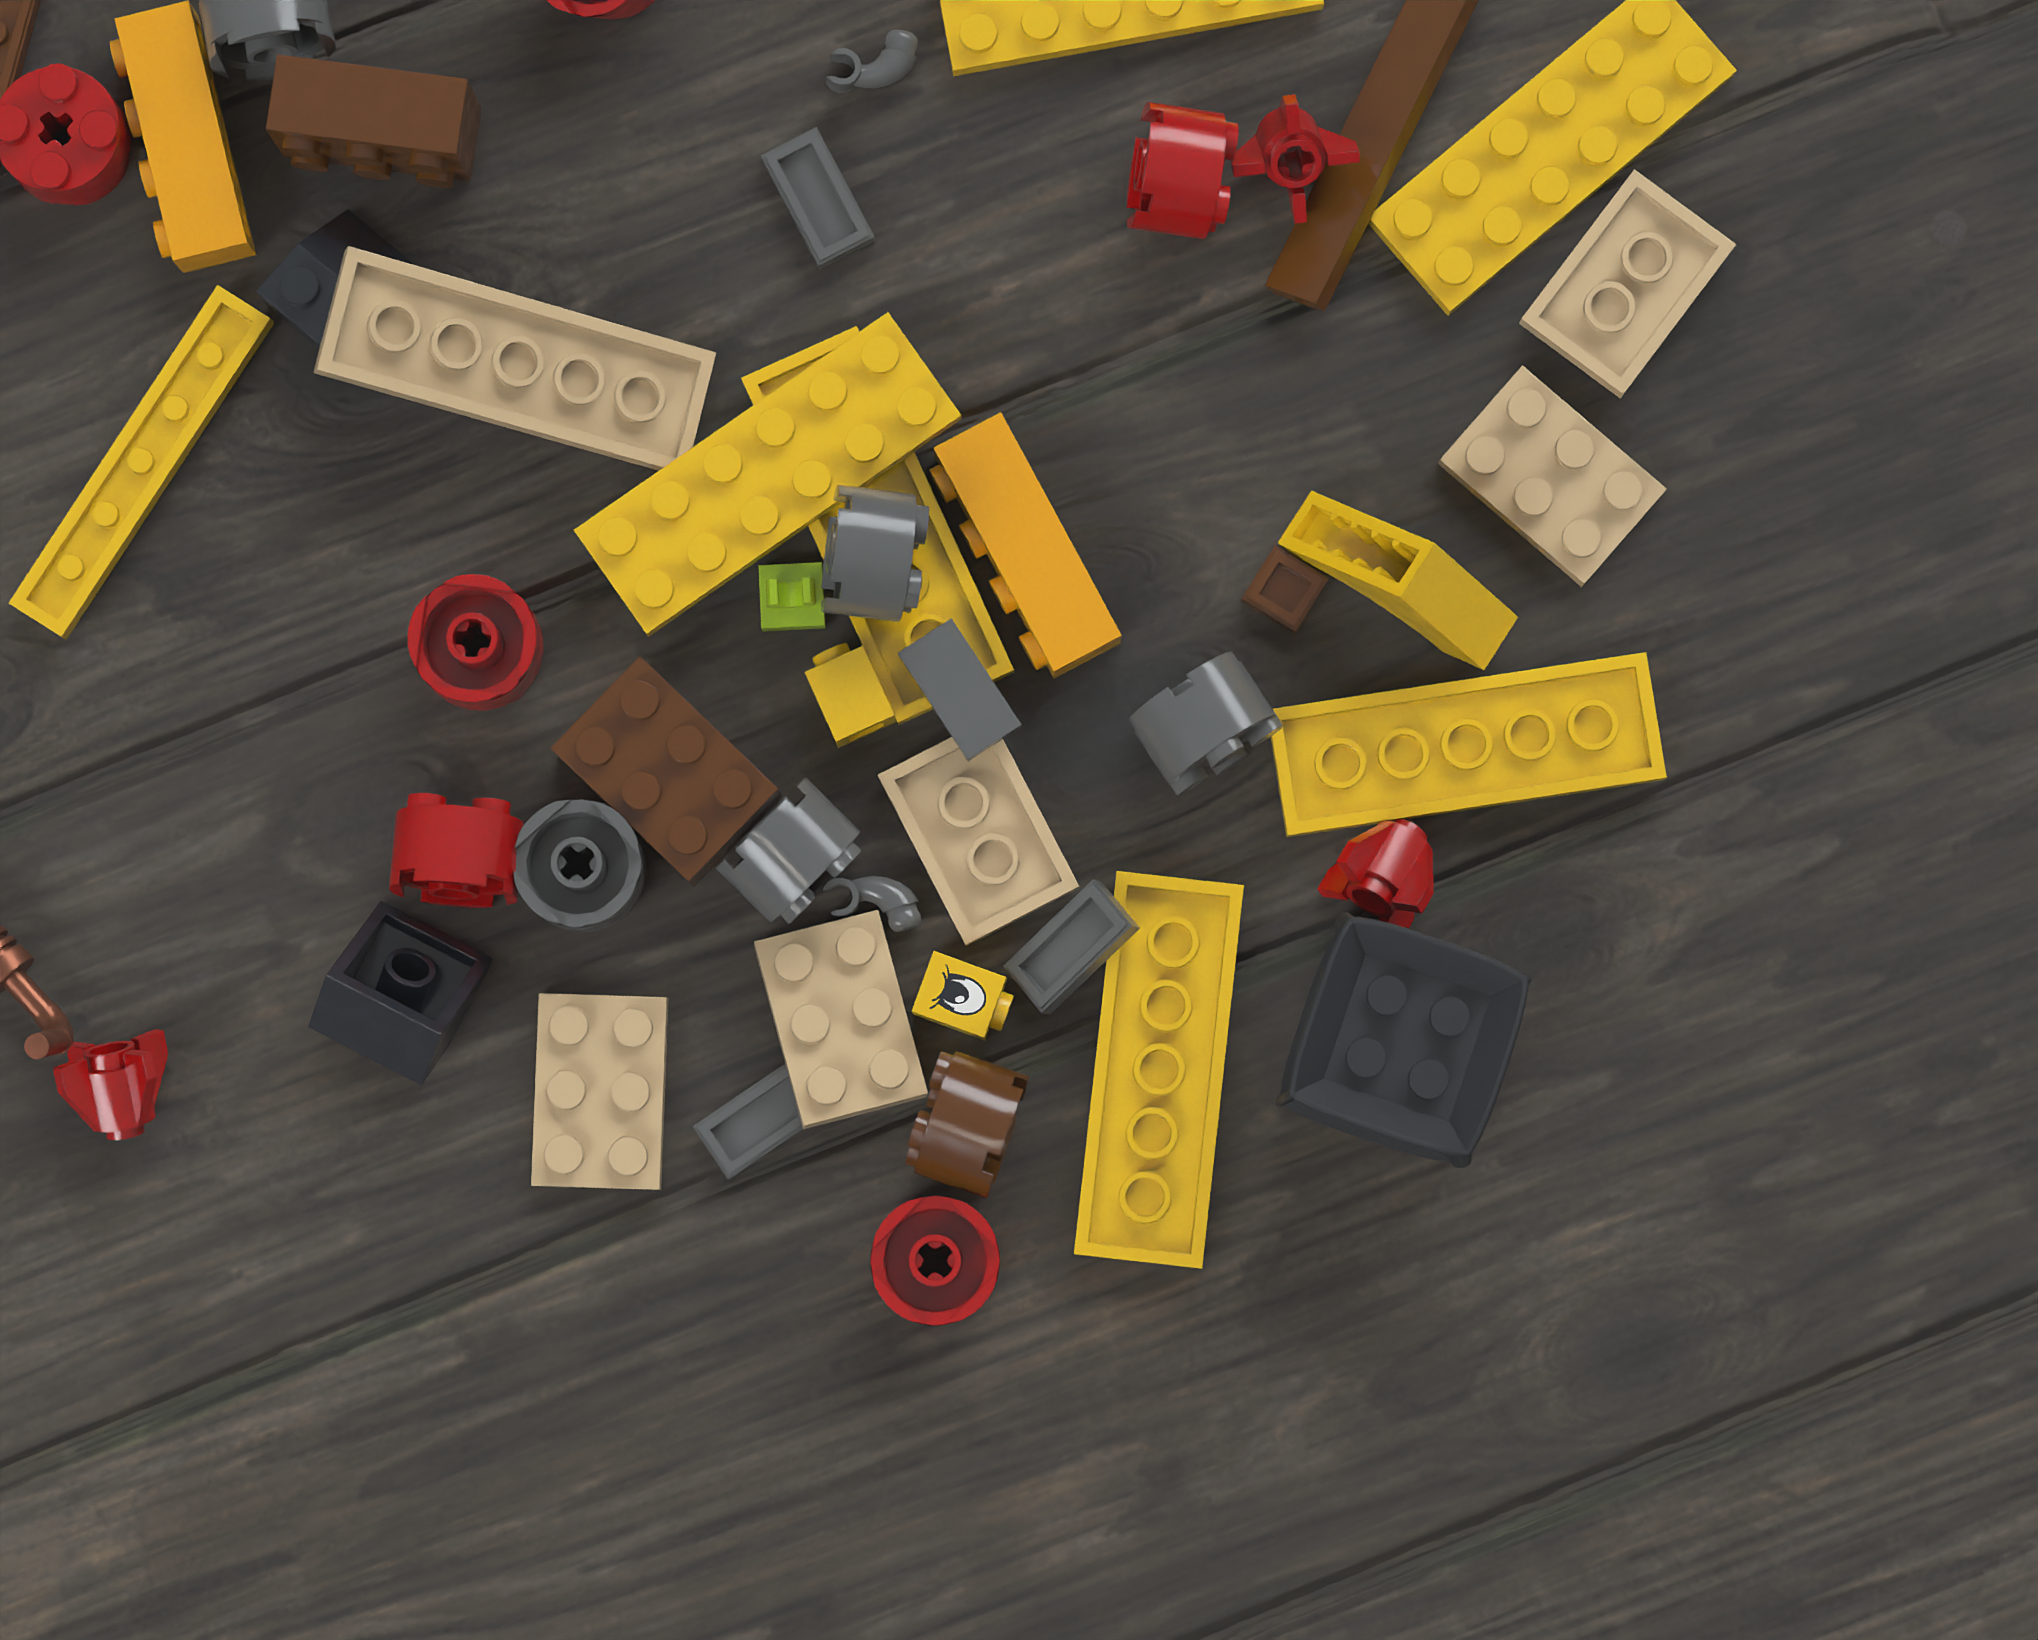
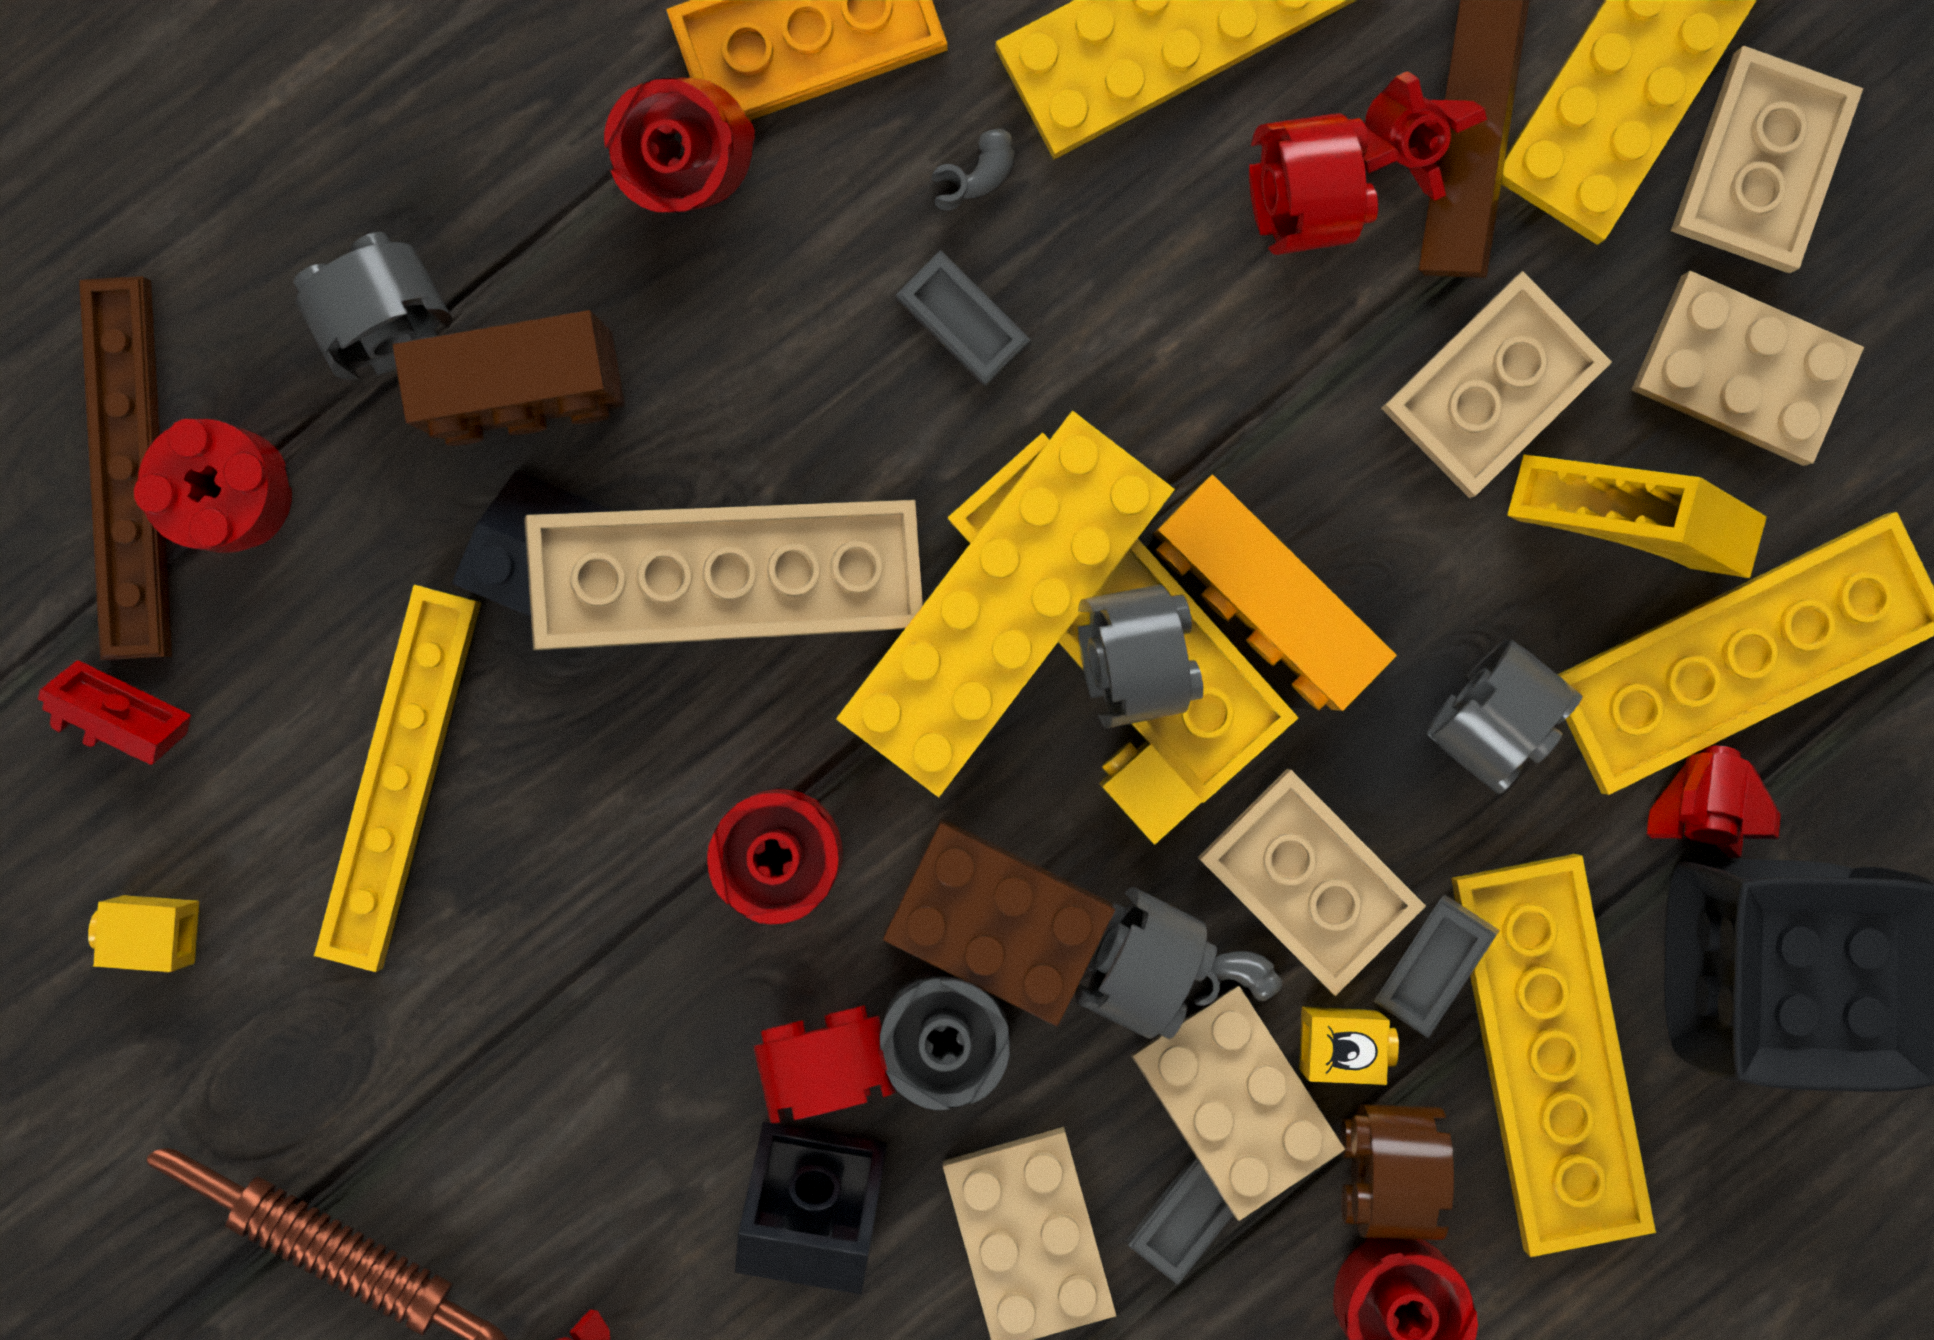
camera: 15 degrees left, 5 degrees up
(183, 137) = (333, 450): light orange brick -> none
(791, 596) = (1061, 710): lime tile -> none
(959, 689) = (1256, 755): dark grey tile -> none
(1284, 589) = (1526, 557): reddish brown tile -> none
(1303, 415) = (1496, 385): none -> tan plate

